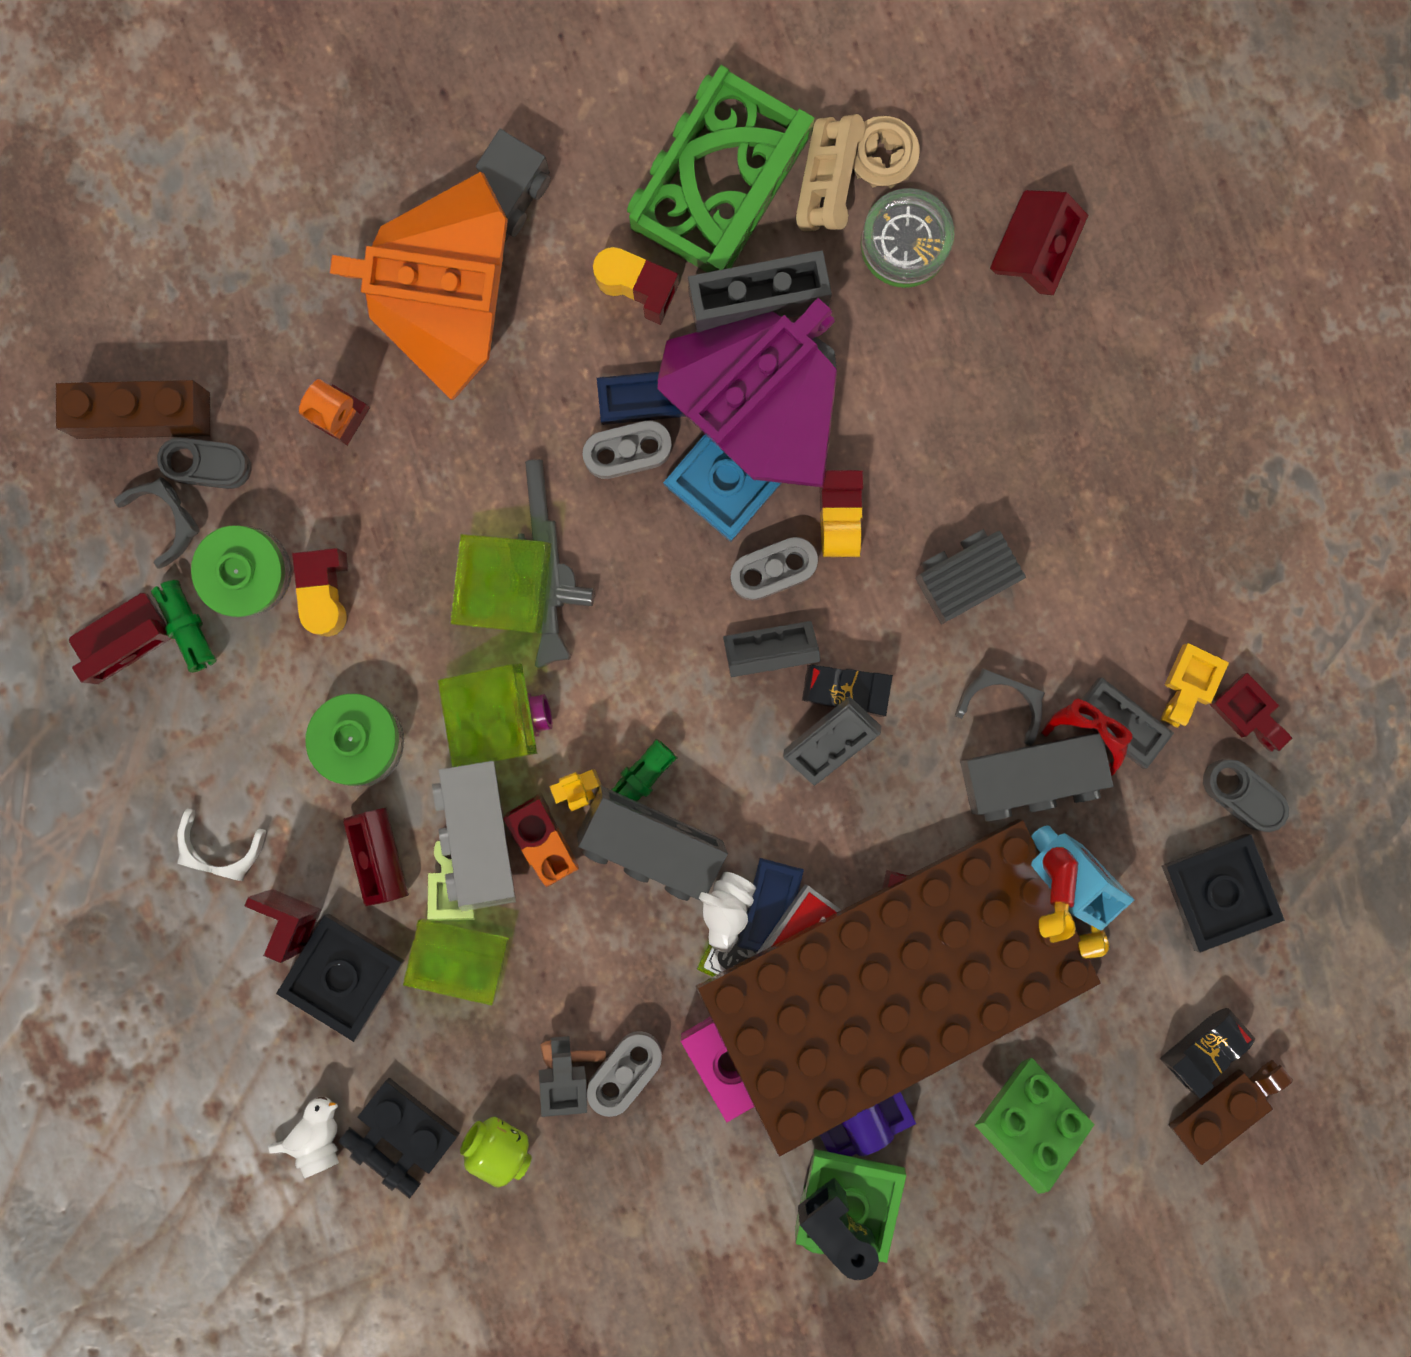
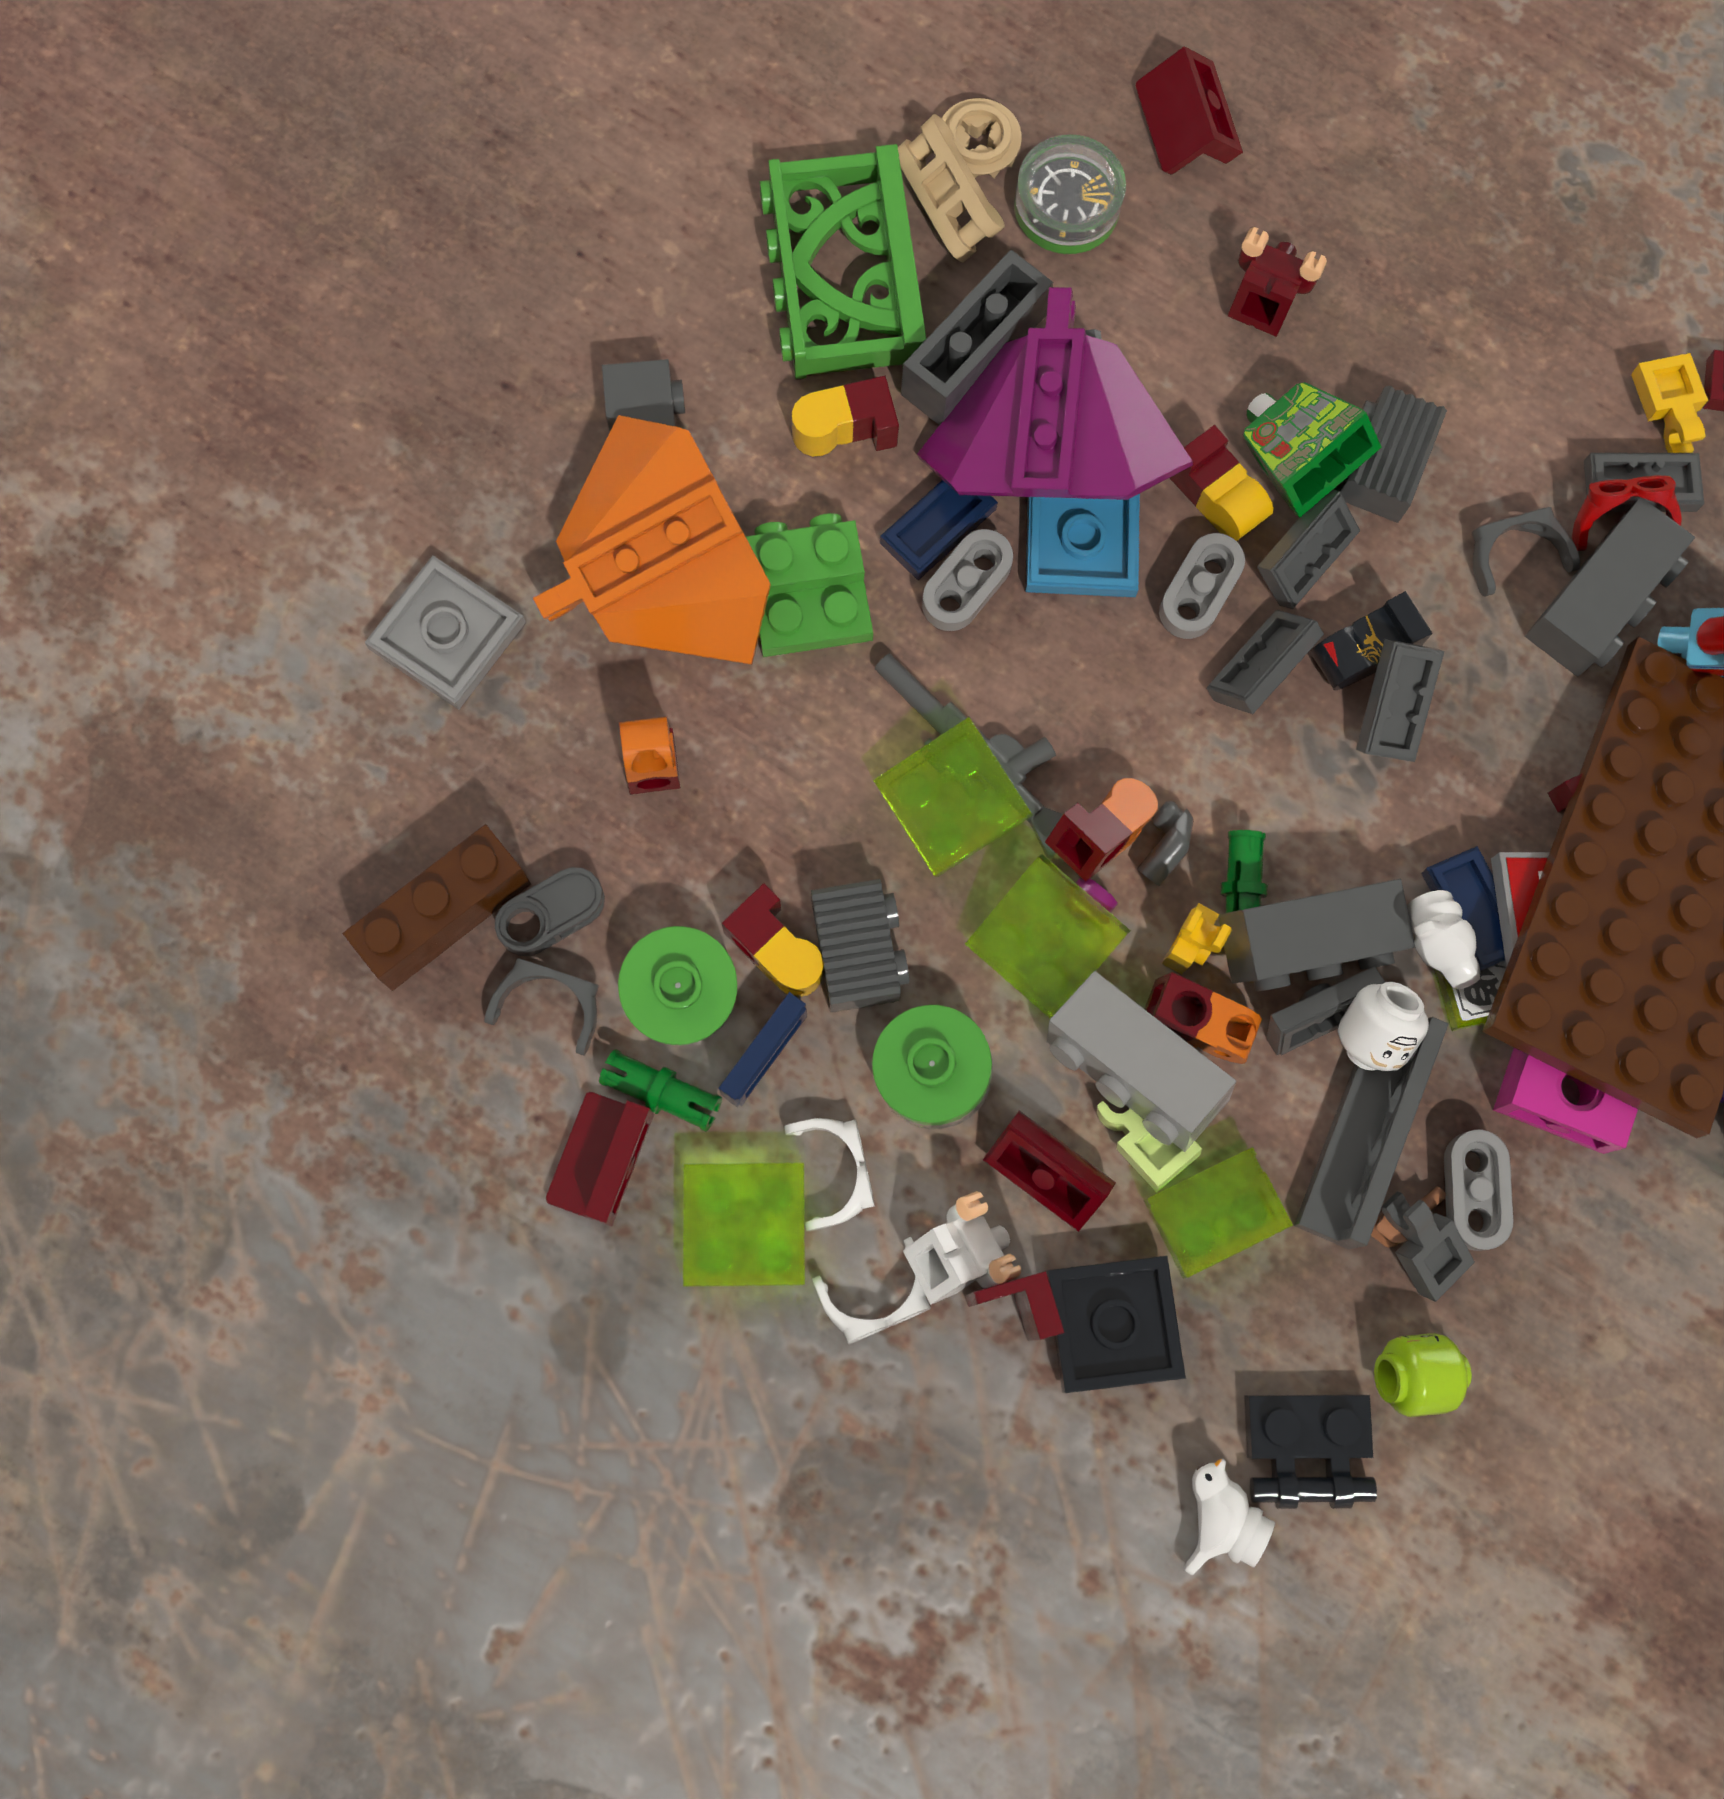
camera: 45 degrees left, 10 degrees down
(169, 746) = (743, 1225): none -> clear neon green plate
(261, 650) = (764, 1050): none -> dark blue tile
(275, 745) = (862, 1194): none -> white cap
(277, 232) = (445, 632): none -> light grey tile
(280, 866) = (962, 1252): none -> white piece
(368, 630) = (857, 945): none -> dark grey brick
(525, 376) = (815, 586): none -> bright green plate
(576, 680) = (1096, 838): none -> dark red leg
(590, 984) = (1366, 1146): none -> dark grey fence
(617, 719) = (1172, 846): none -> dark grey arm
(621, 893) = (1316, 1012): none -> dark grey plate
(638, 934) = (1383, 1026): none -> white head
(862, 597) = (1308, 549): none -> dark grey plate
(910, 529) = (1308, 442): none -> green torso
(991, 400) = (1271, 281): none -> dark red piece

